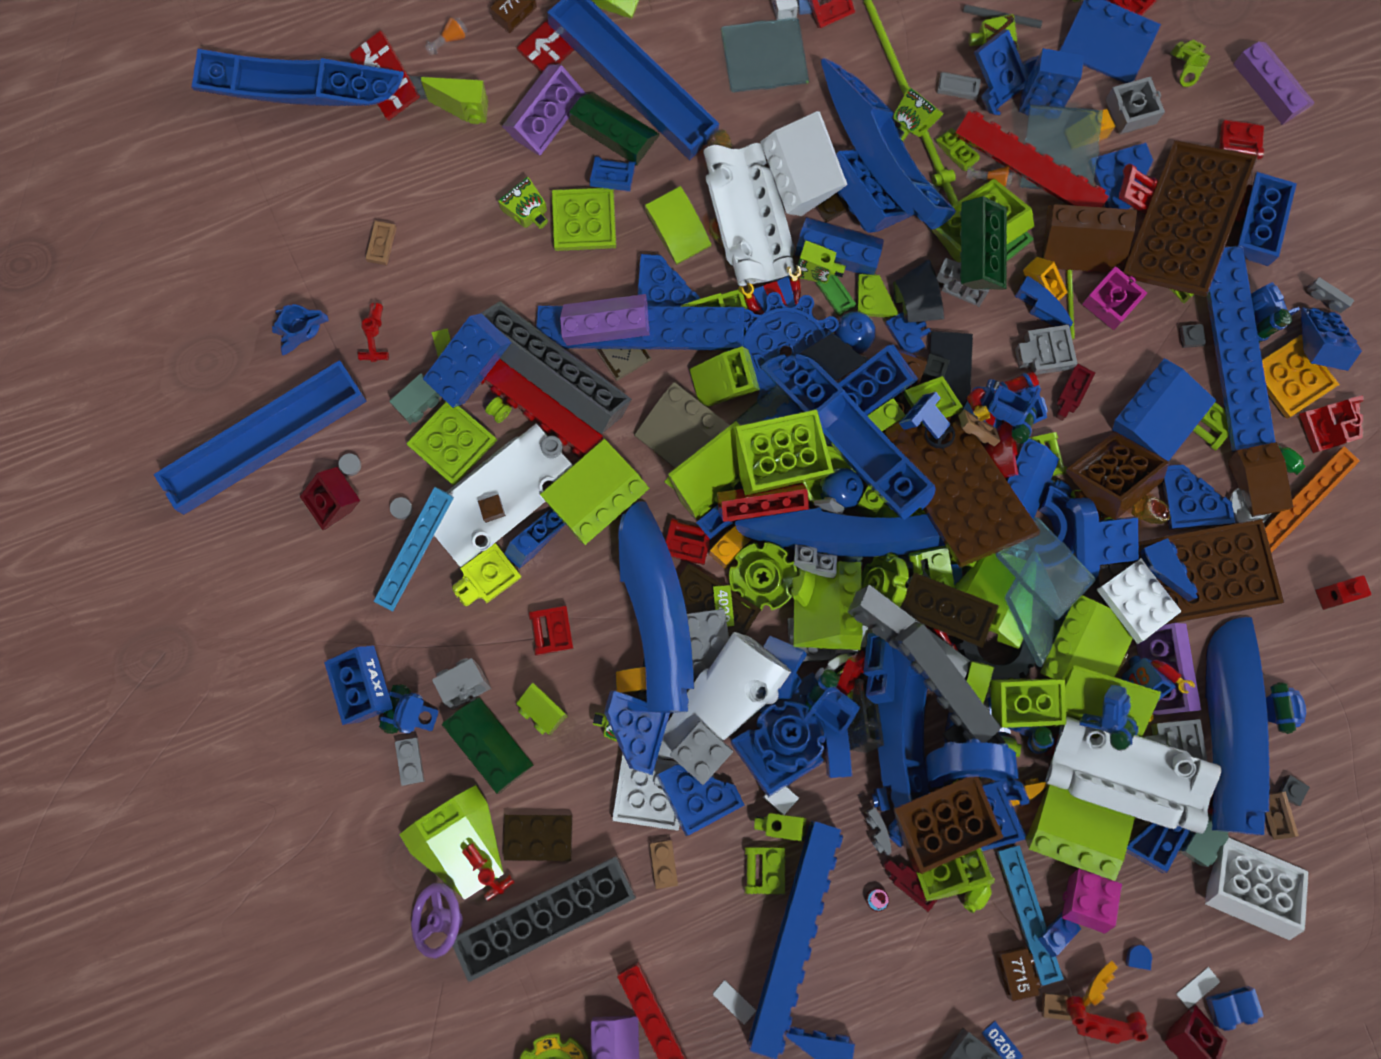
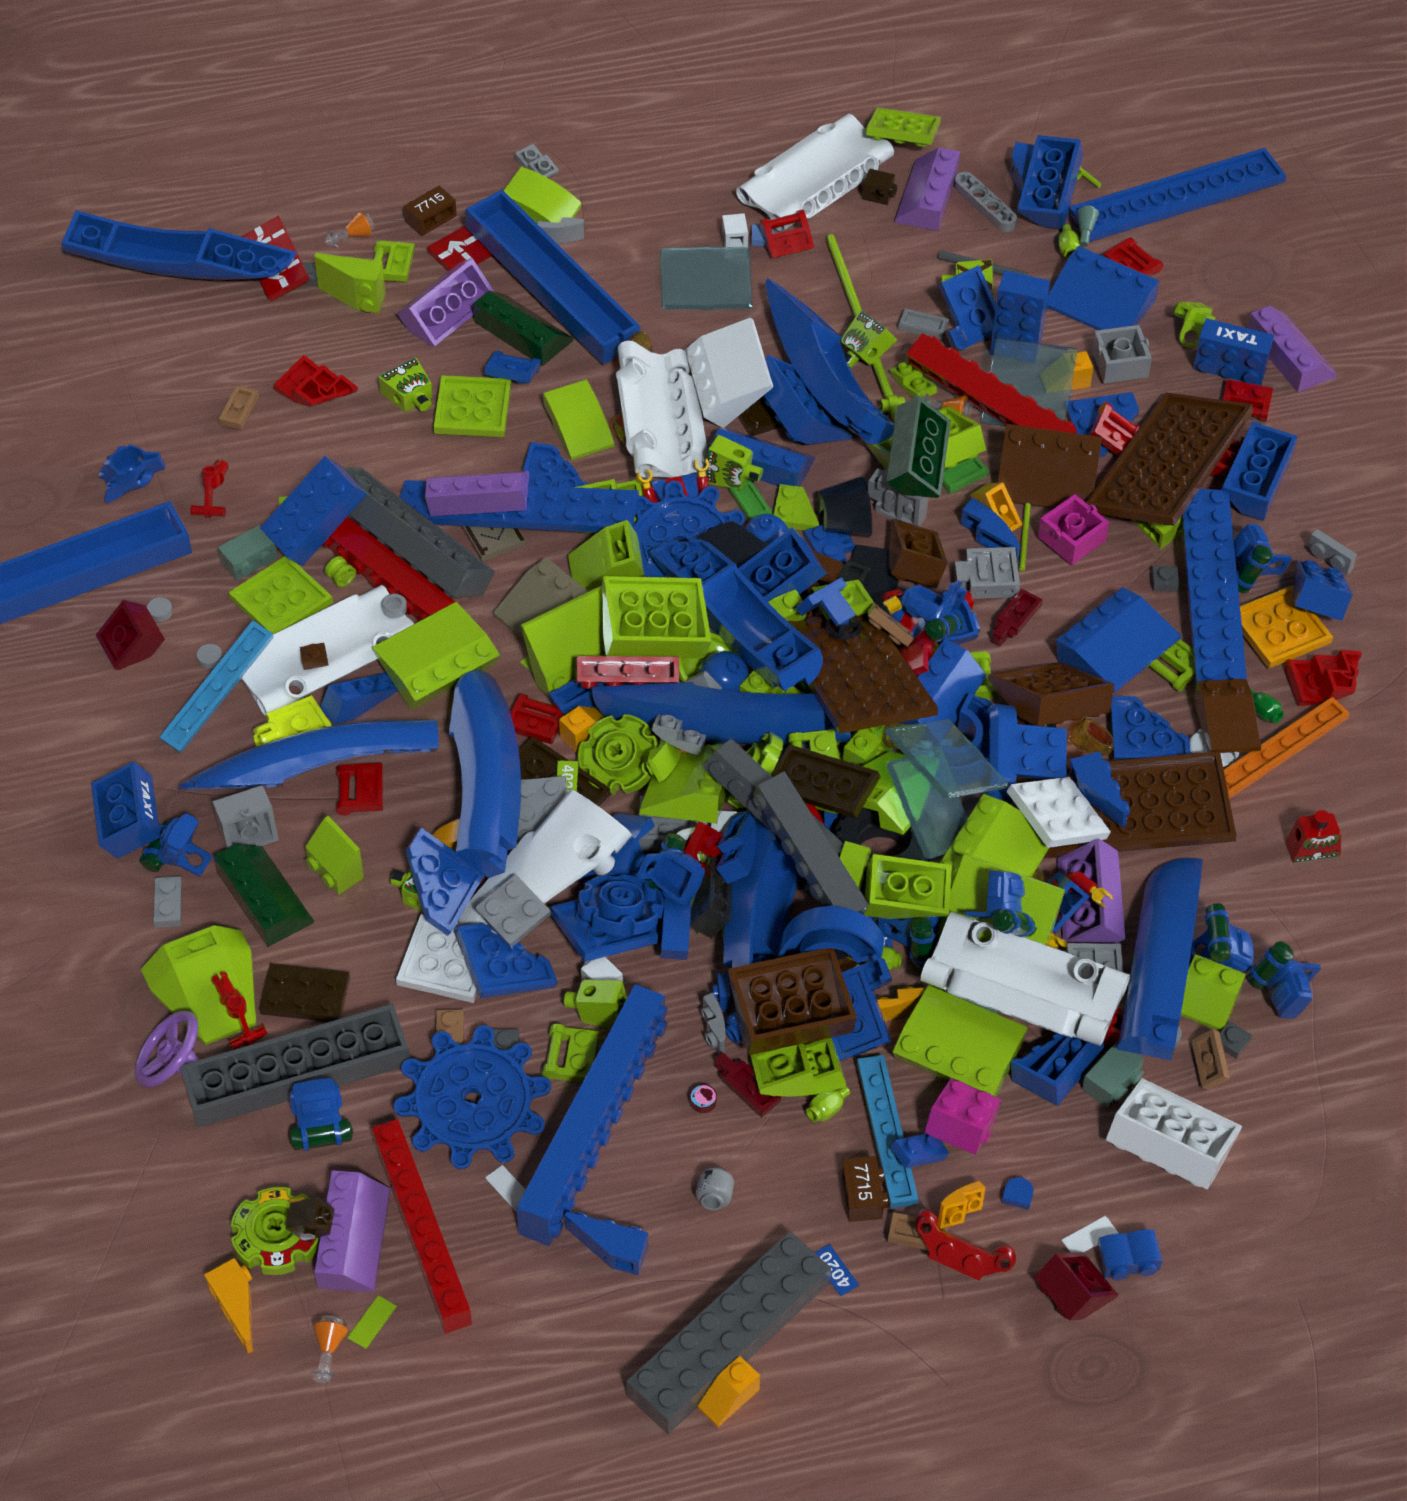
camera: 10 degrees right, 25 degrees down
(441, 209) = (312, 384): none -> red slope
(494, 65) = (399, 259): none -> lime plate
(504, 609) = (311, 749): none -> blue slope
(570, 965) = (318, 1115): none -> blue piece
(640, 16) = (567, 231): none -> light grey slope
(695, 953) = (469, 1069): none -> blue plate
(709, 866) = (505, 1038): none -> dark grey plate
(900, 989) = (715, 1188): none -> light grey head
(985, 337) = (916, 554): none -> reddish brown slope
(1231, 94) = (1233, 352): none -> blue brick
(1284, 753) = (1211, 992): none -> lime slope
(1335, 738) = (1284, 979): none -> blue piece

